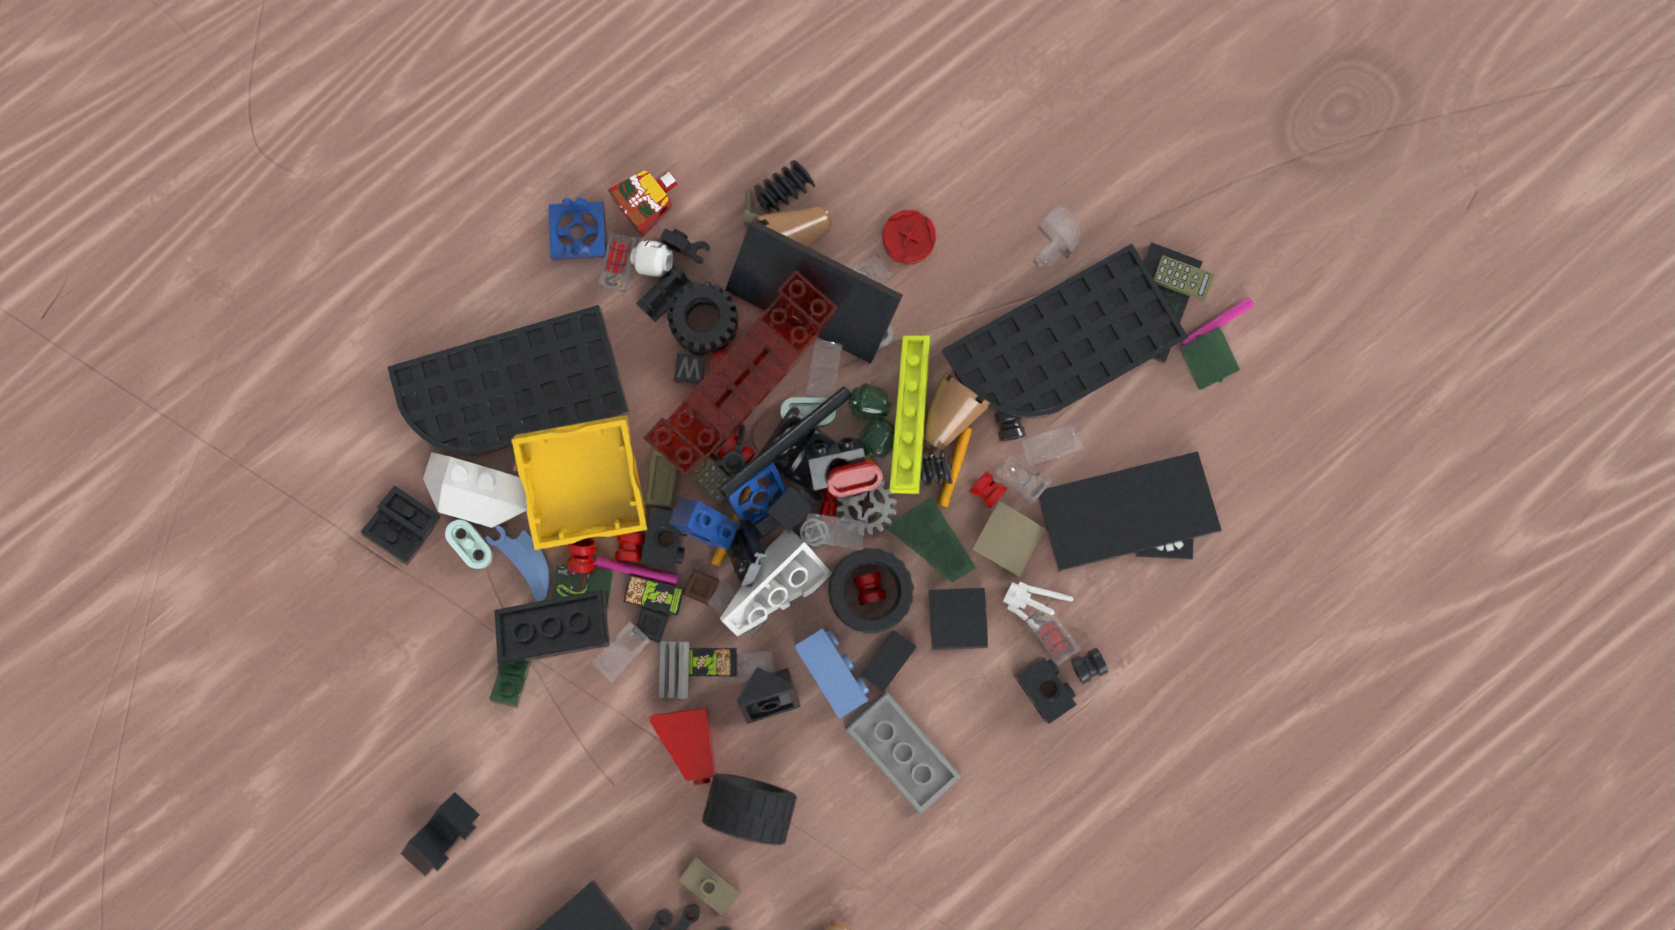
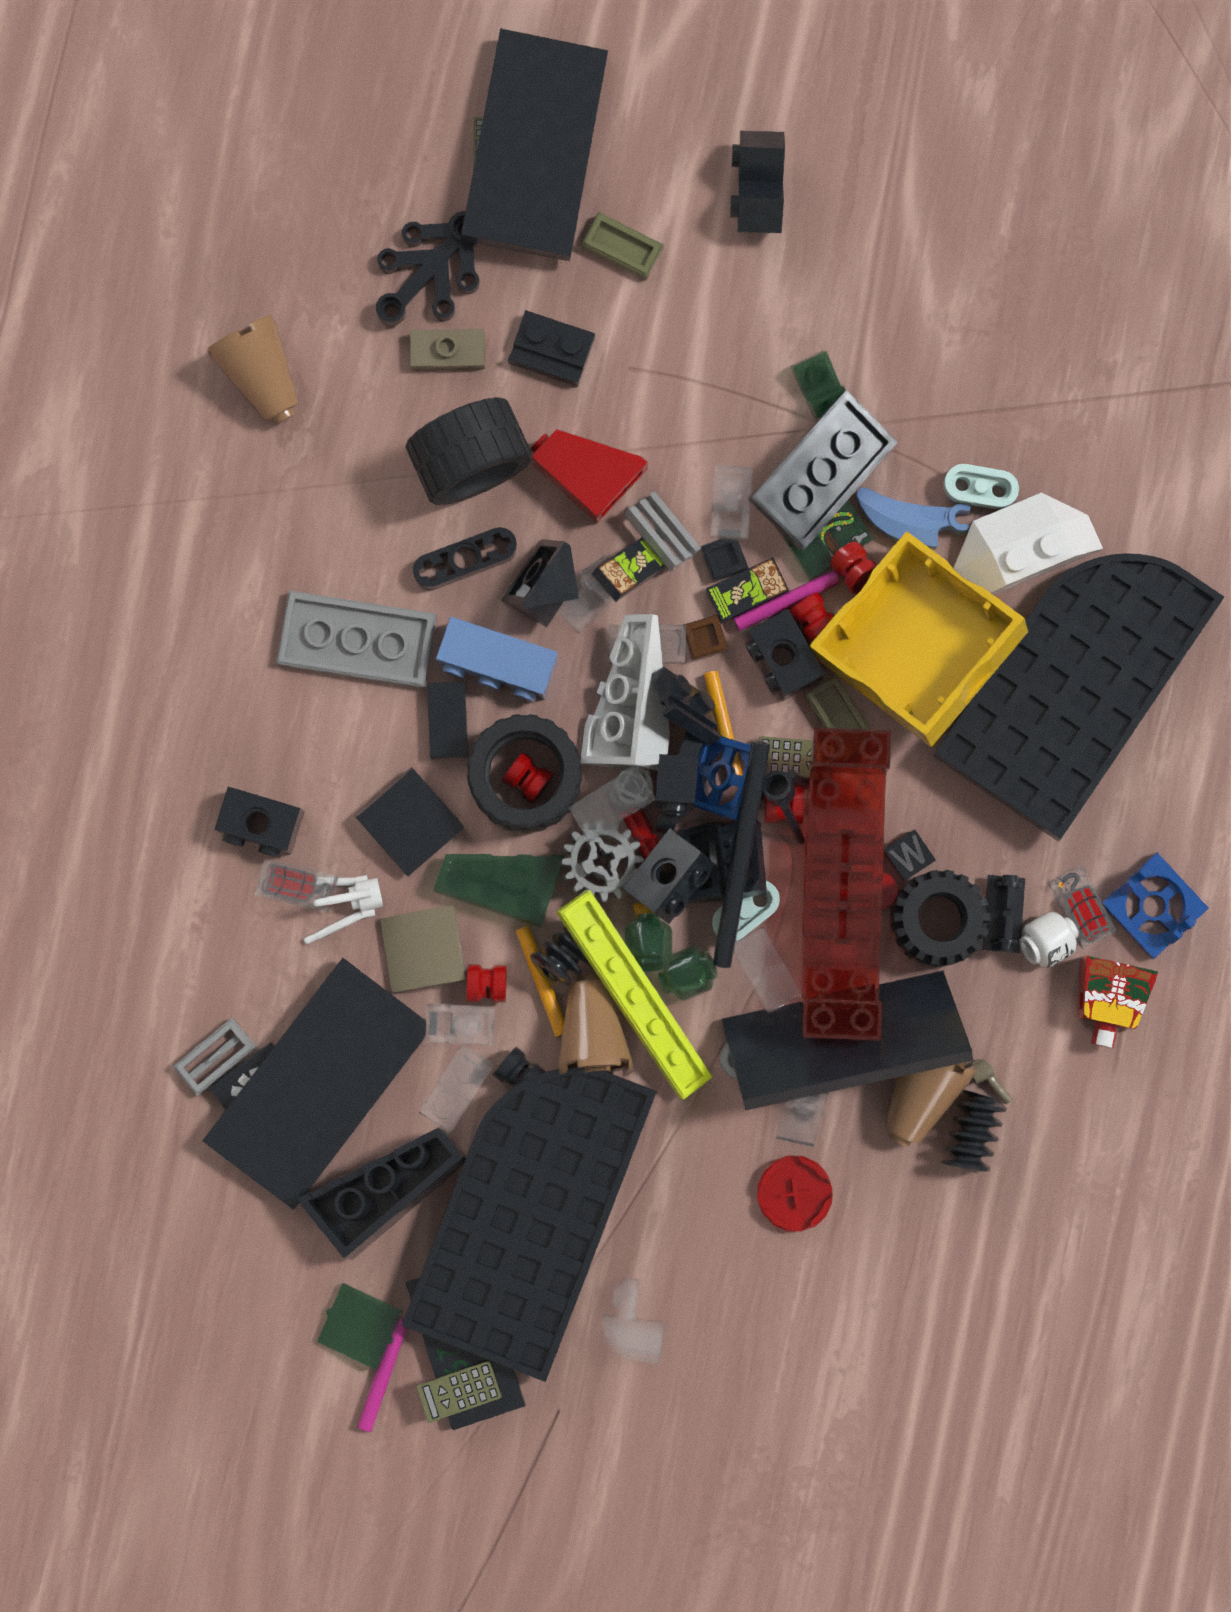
camera: 145 degrees right, 0 degrees up
(400, 525) = (1068, 449): black slope -> none
(554, 864) = (622, 246): none -> olive tile
(647, 835) = (551, 348): none -> black plate
(678, 241) = (1037, 982): black plate -> none
(704, 523) = (755, 700): blue brick -> none
(806, 759) = (494, 557): none -> black beam
(854, 478) = (637, 874): tile -> none
(1089, 666) = (236, 875): black wheel -> none
(1149, 421) = (376, 1196): none -> black wedge
(1151, 575) = (240, 1036): none -> light grey tile

